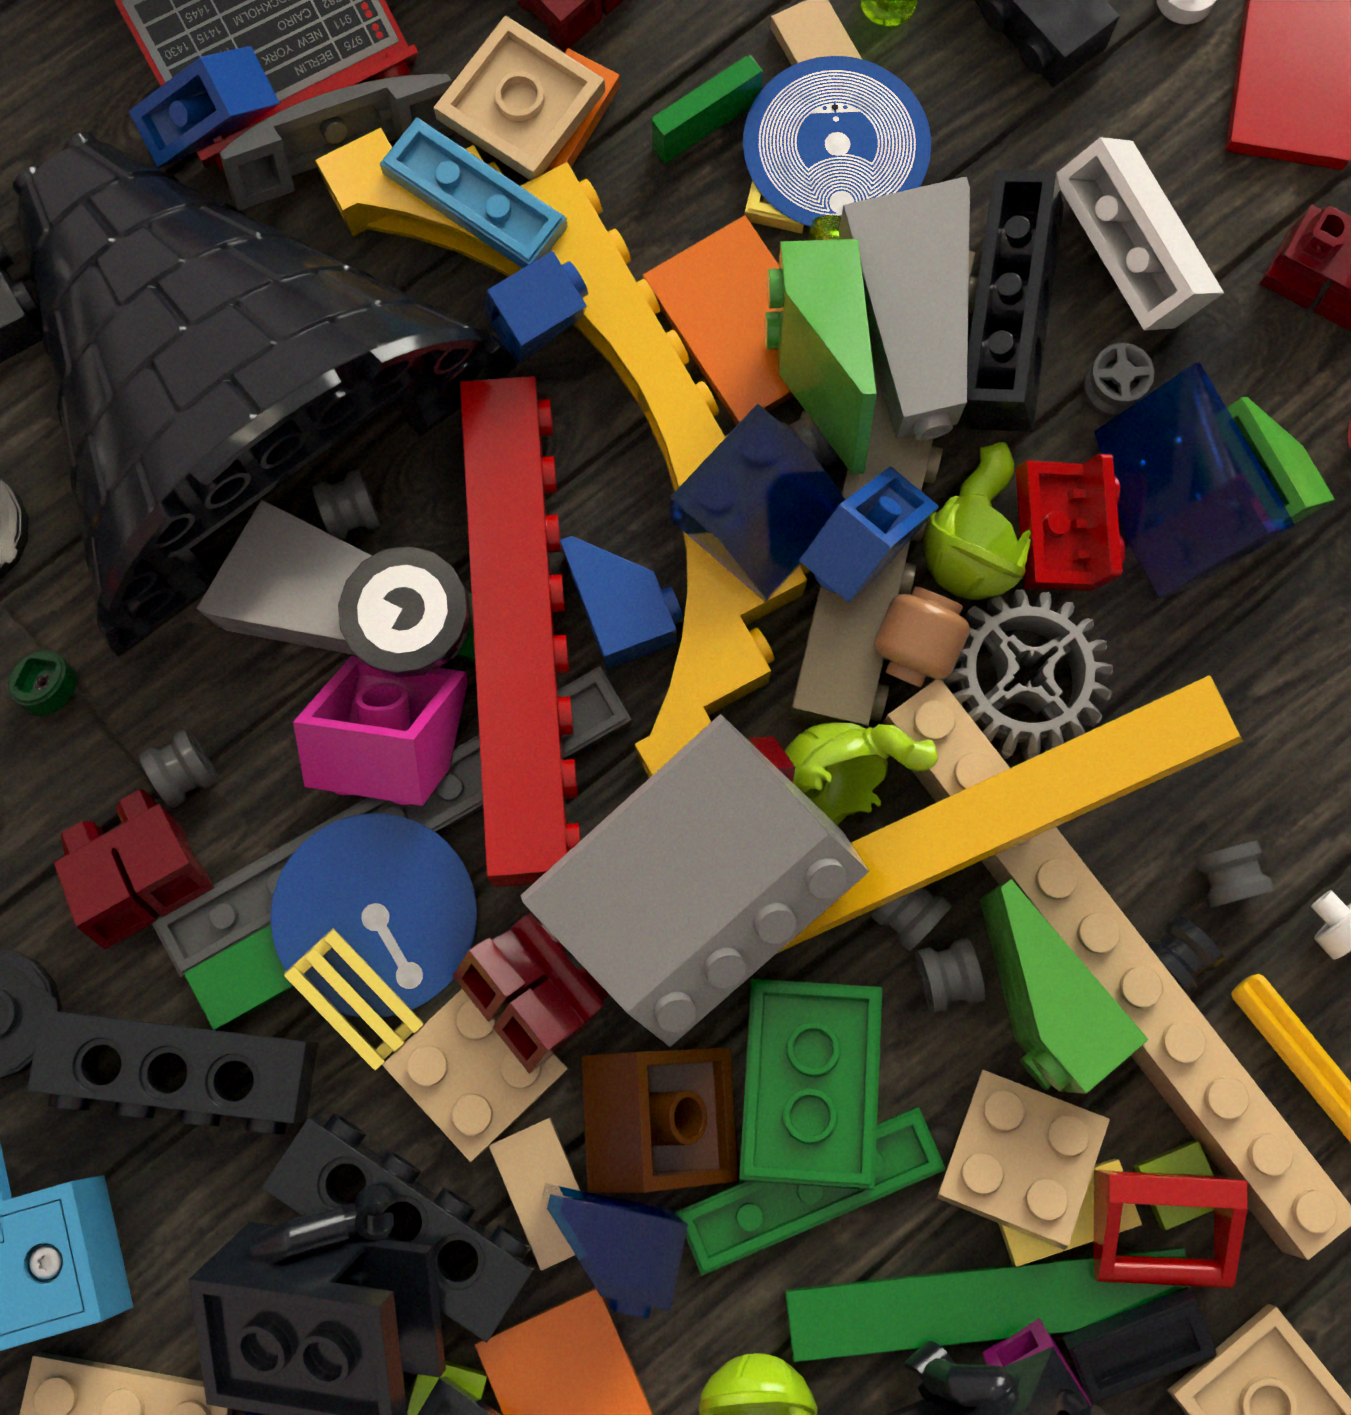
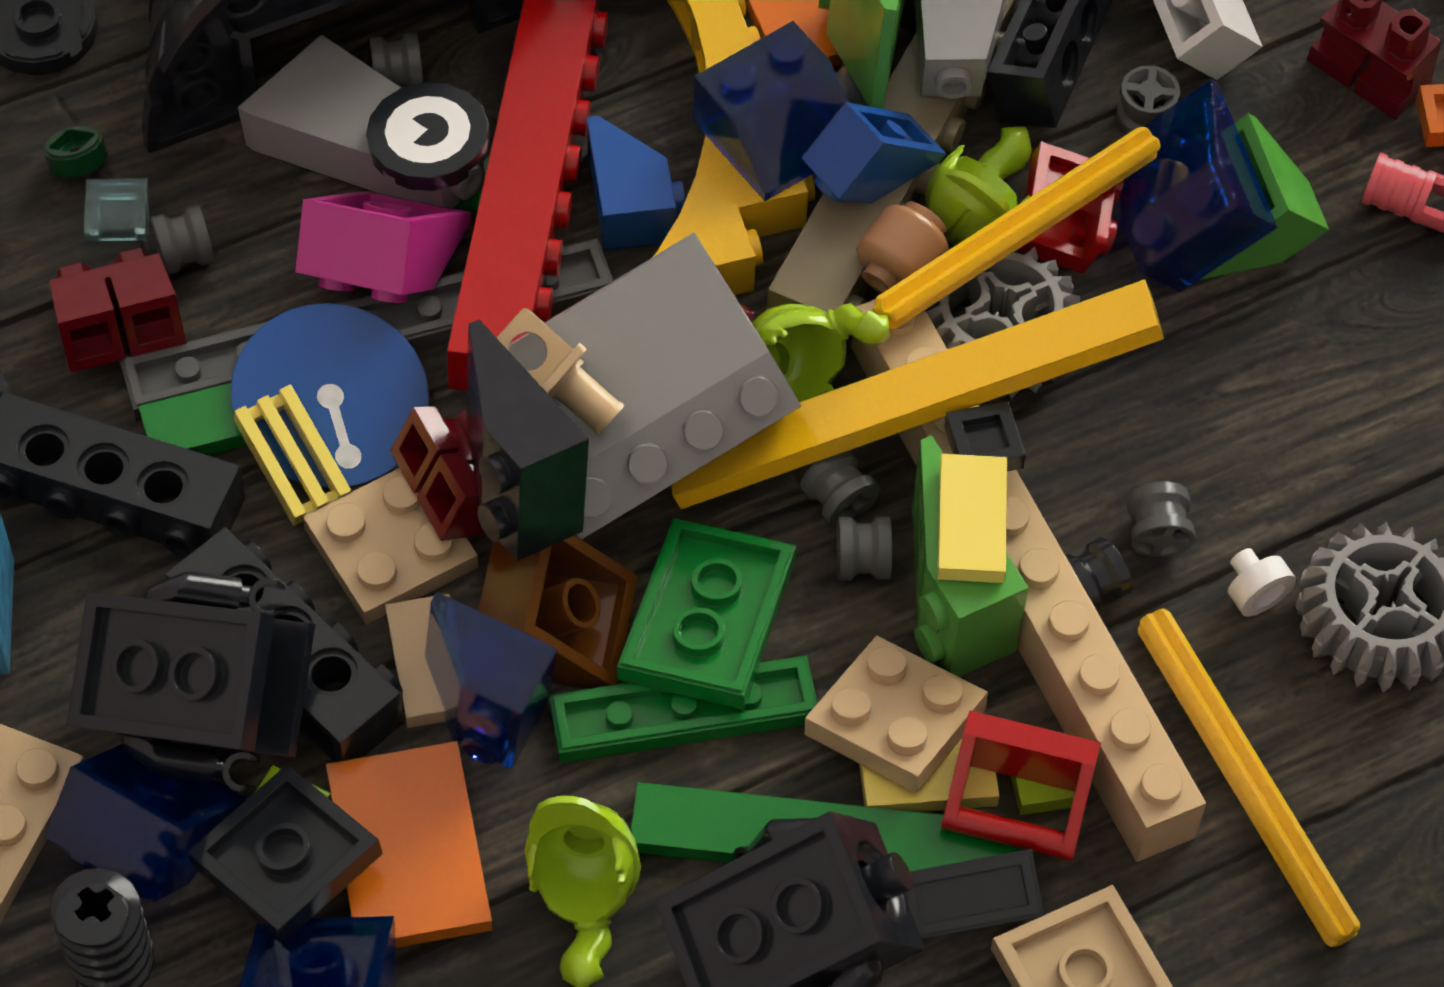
camera: 10 degrees right, 20 degrees down
(102, 738) = (116, 209): none -> clear light blue tile
(606, 1028) = (522, 451): none -> black slope
(614, 912) = (562, 374): none -> tan bracket
(1034, 591) = (1017, 227): none -> yellow axle
(1063, 866) = (986, 432): none -> black plate
(1078, 978) = (972, 518): none -> light yellow tile

